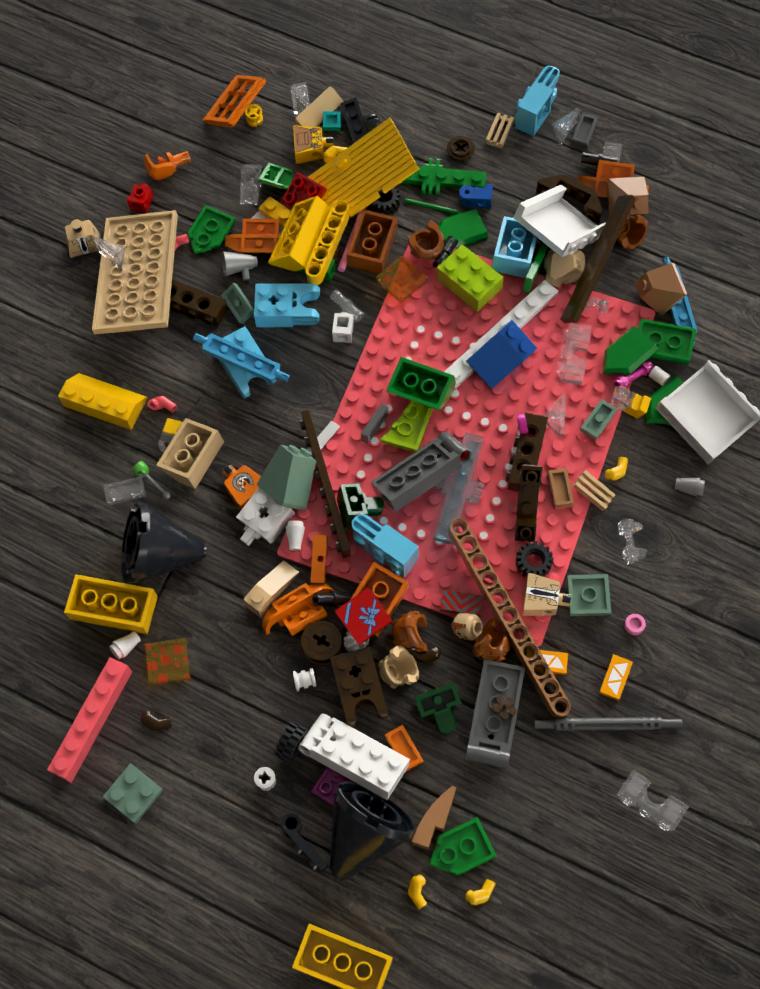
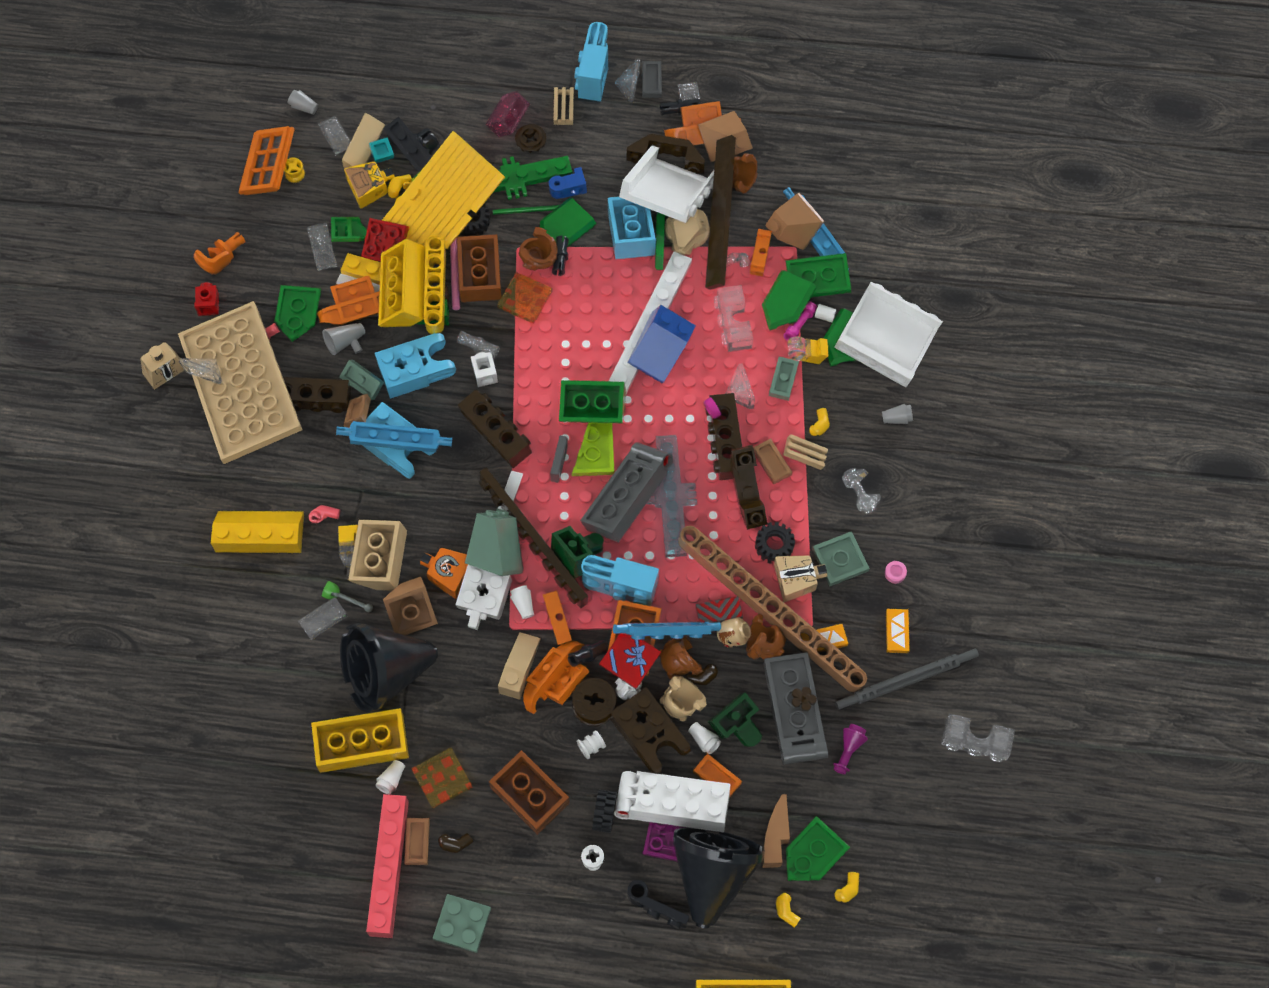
camera: 25 degrees left, 0 degrees up
(124, 708) = (417, 841): none -> medium nougat tile
(199, 506) = (410, 607): none -> medium nougat slope
(223, 326) = (357, 410): none -> medium nougat tile
(233, 701) = (529, 792): none -> dark orange brick
(283, 63) = (302, 102): none -> light grey cone
(341, 404) = (513, 452): none -> dark brown brick
(406, 712) = (705, 738): none -> white cone
(412, 605) = (675, 630): none -> dark azure plate
(448, 122) = (507, 114): none -> clear pink brick
(469, 278) = (596, 274): lime brick -> none
(537, 760) = (853, 738): none -> magenta piece
(617, 311) = (761, 245): none -> orange piece

